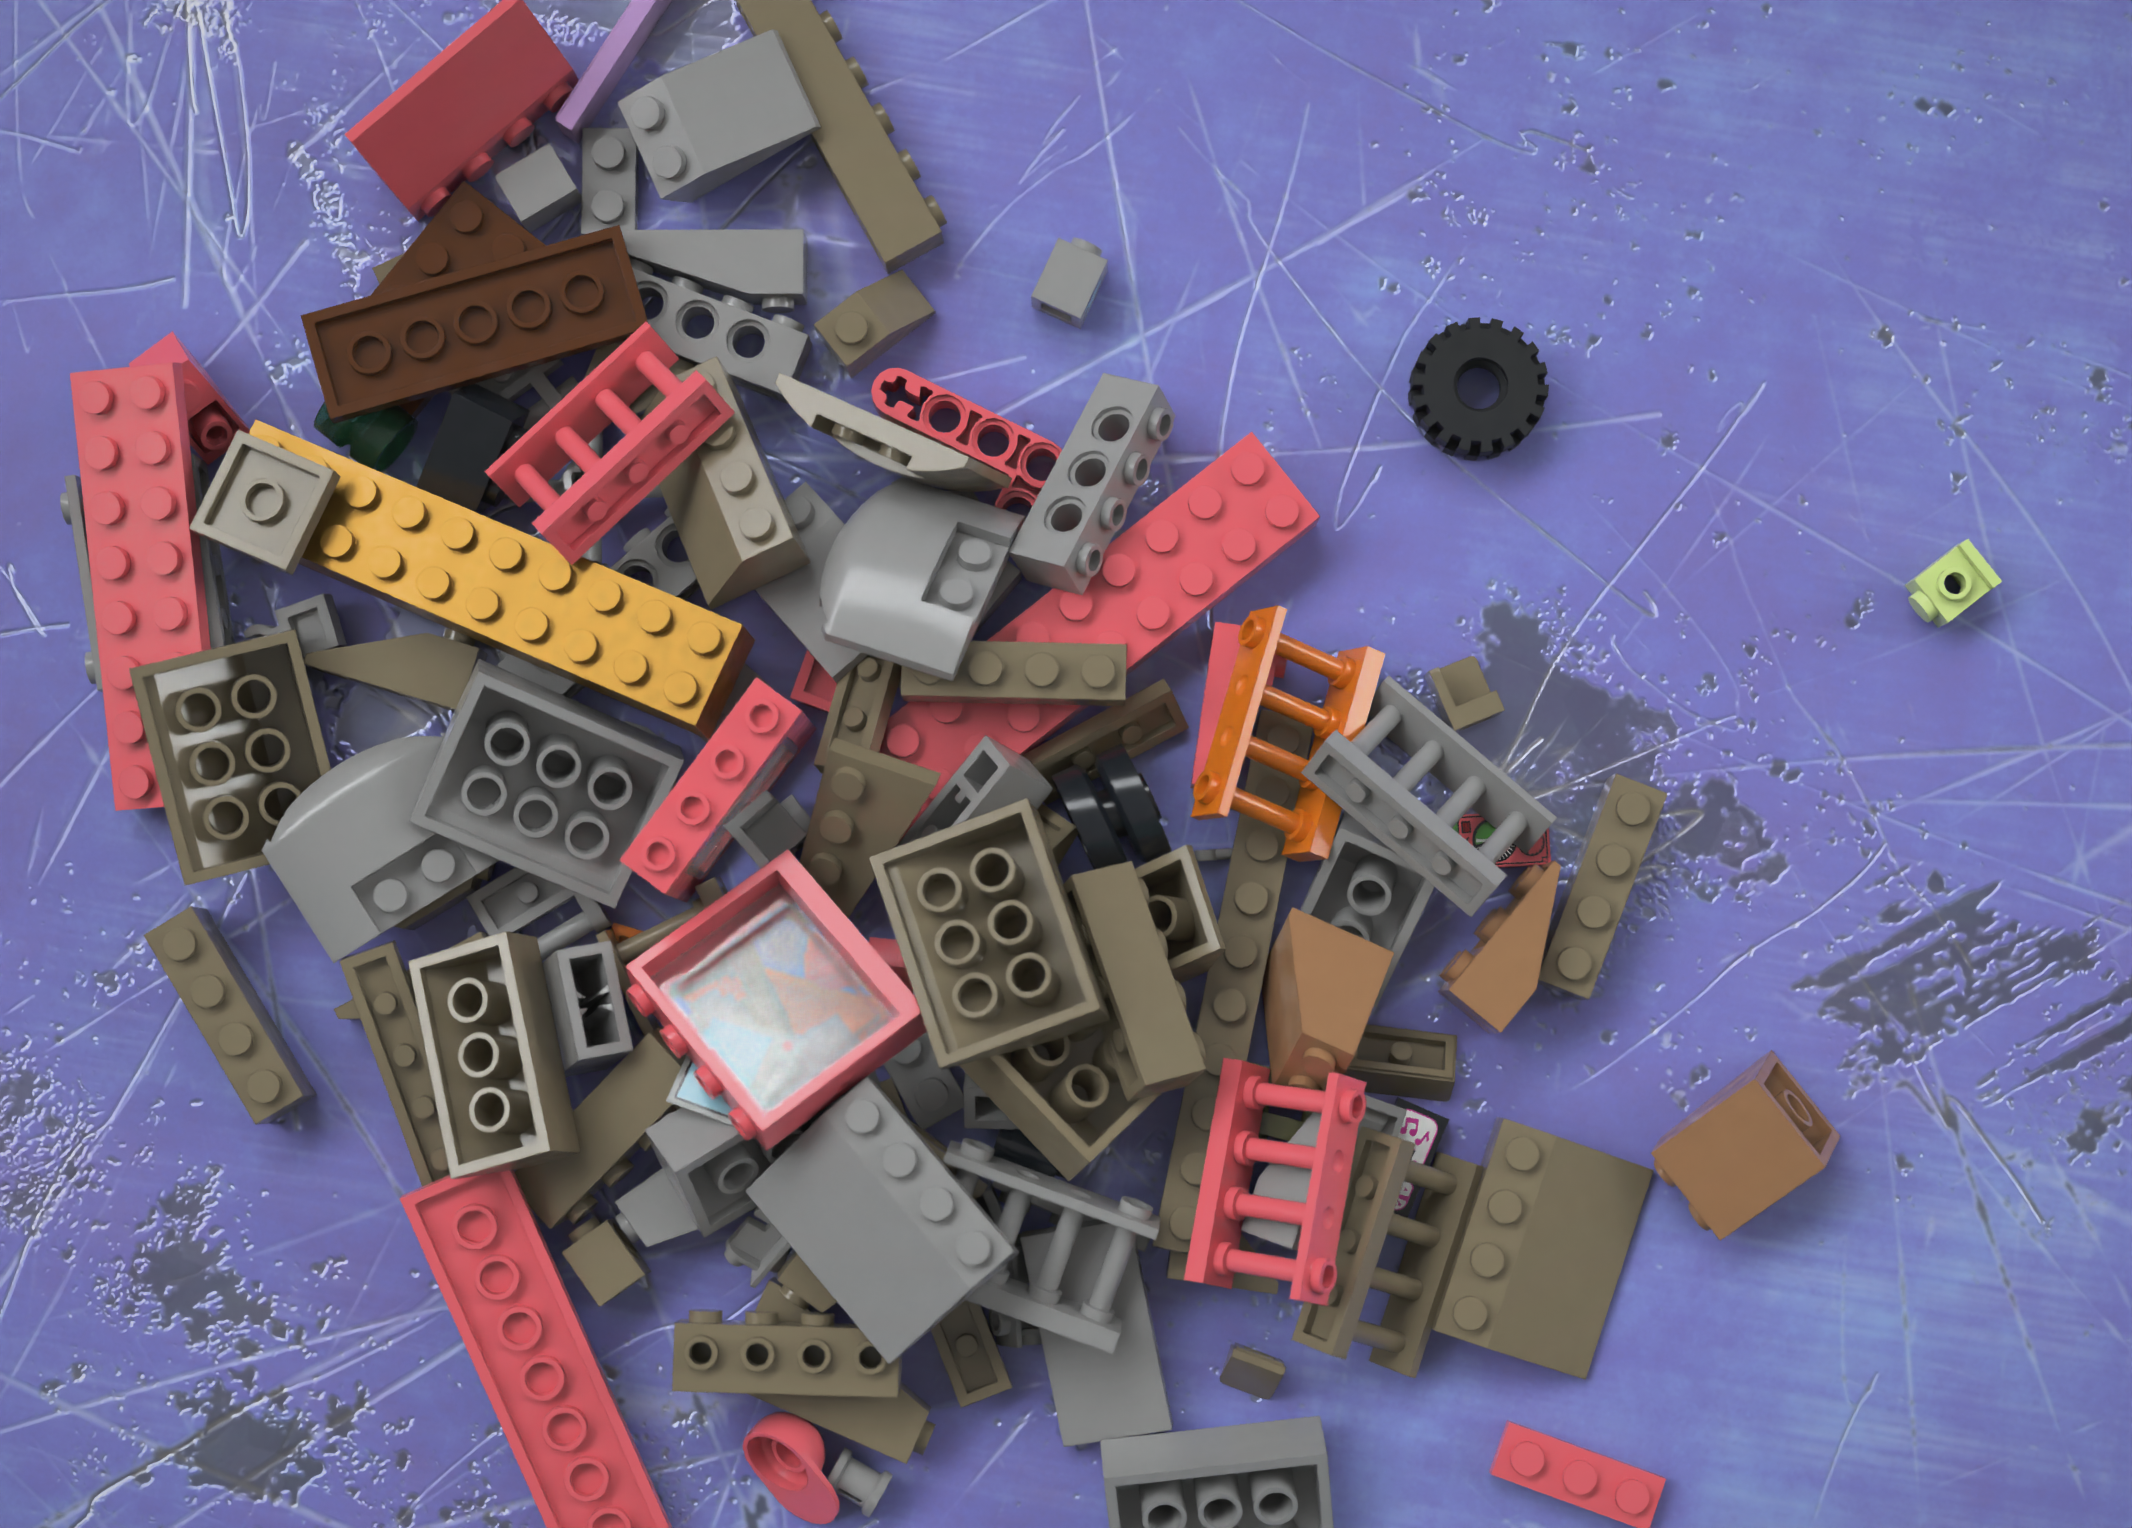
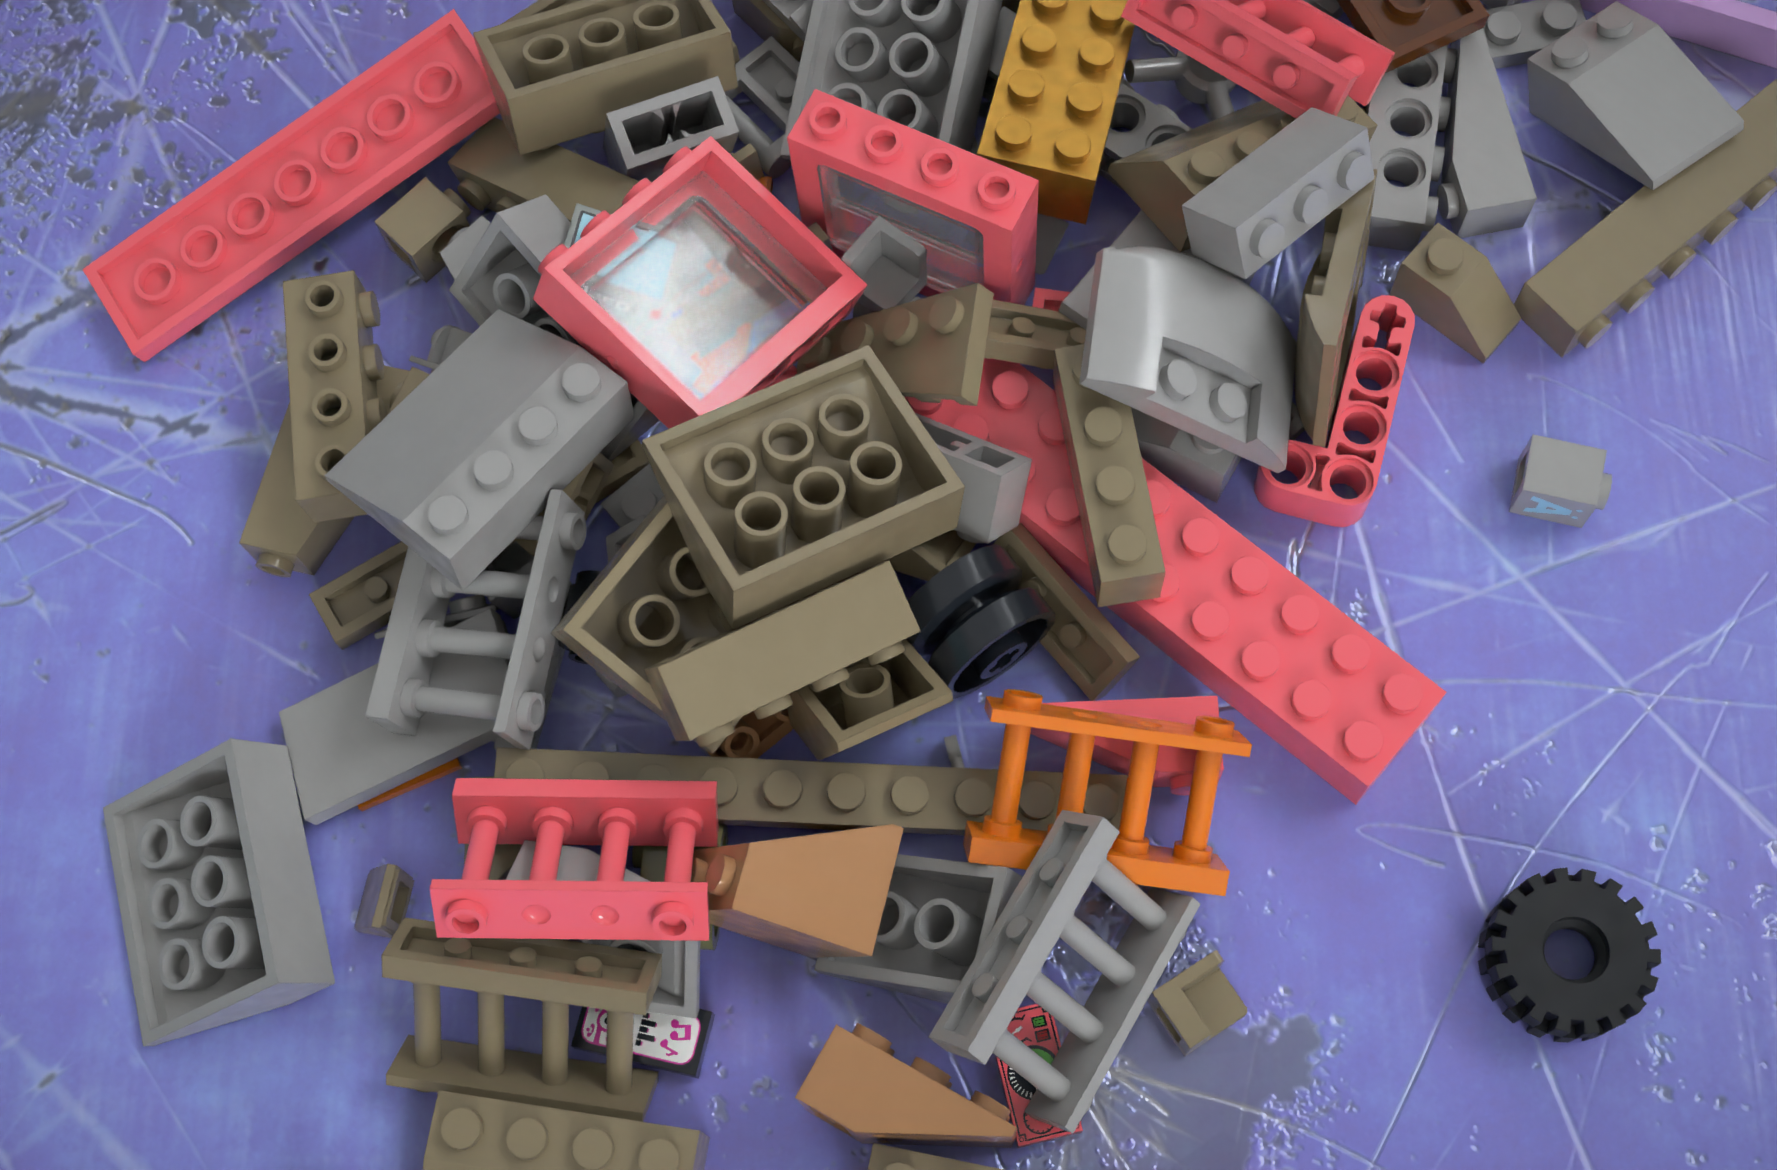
camera: 85 degrees right, 15 degrees down
(789, 1461) = (241, 437): coral cap -> none
(797, 466) = (1278, 192): none -> light grey brick
(858, 1482) = (223, 508): light grey bush -> none
(1092, 484) = (1341, 532): light grey brick -> none
(1405, 1062) = (755, 1009): dark tan slope -> none

